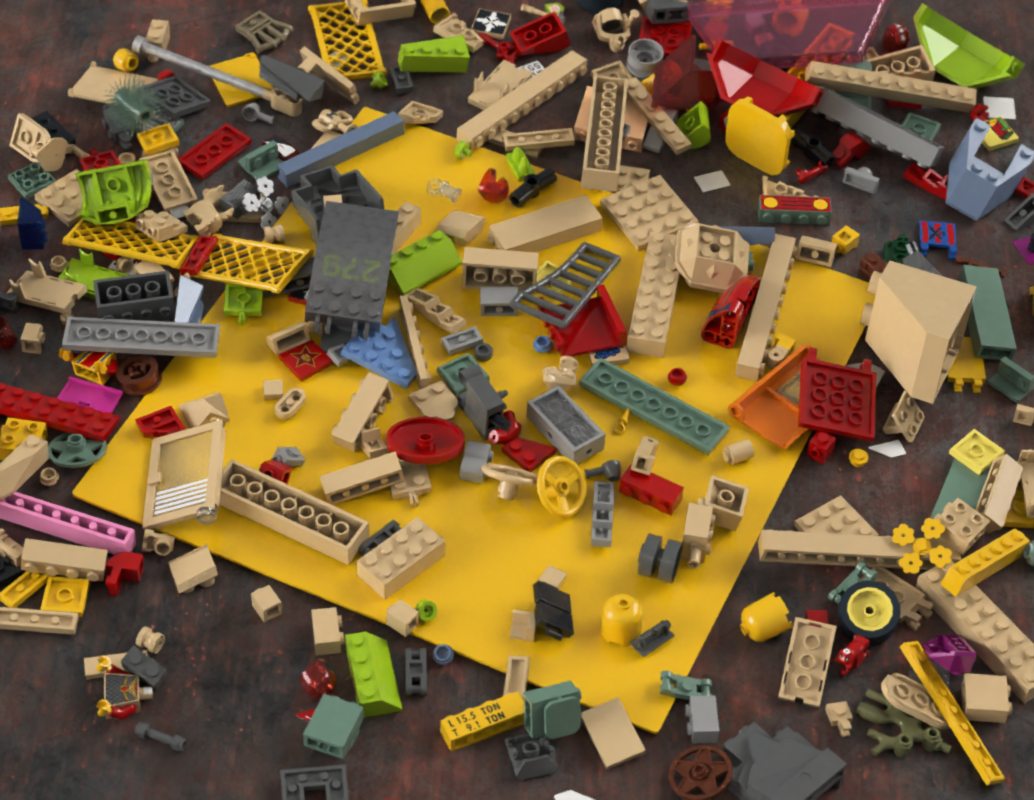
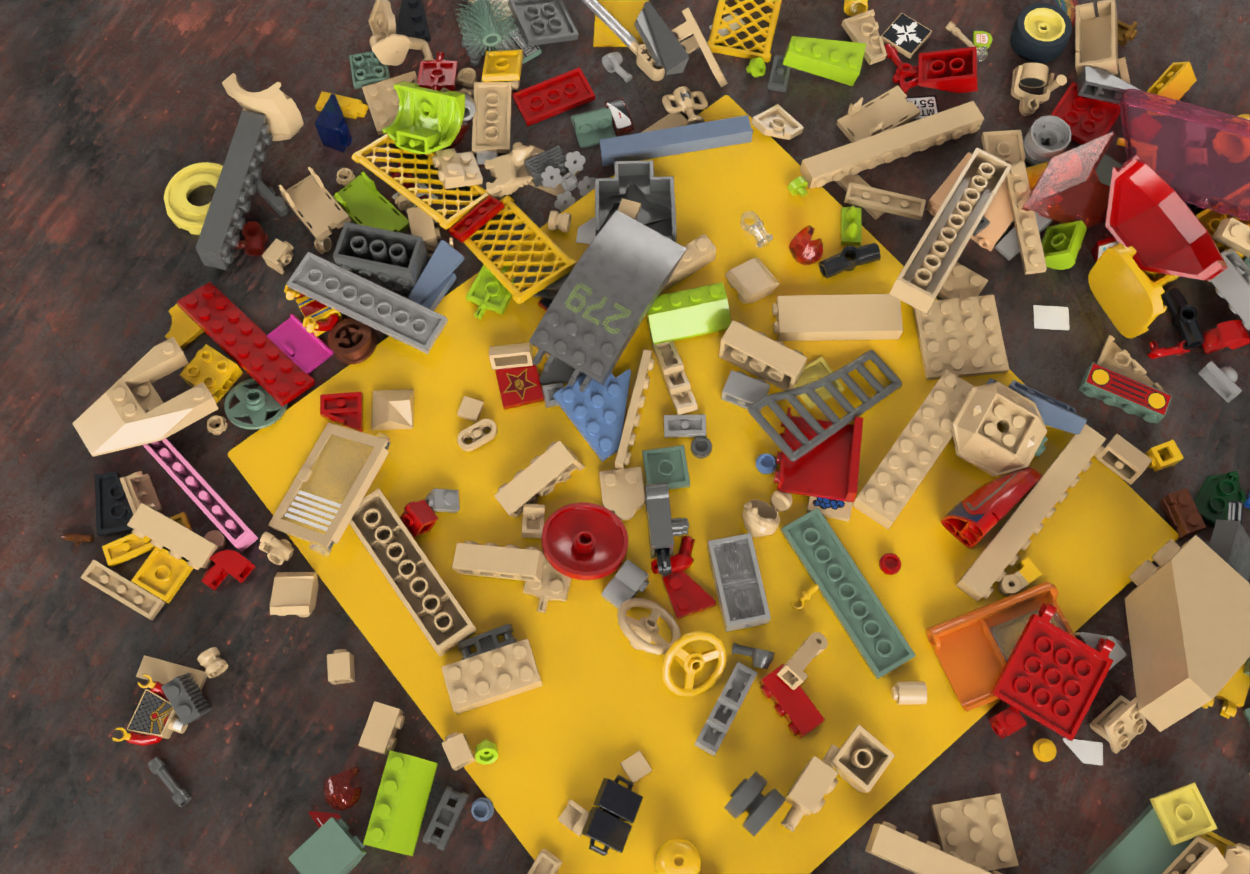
camera: 30 degrees right, 20 degrees up
(301, 236) = (586, 232): none -> white sticker

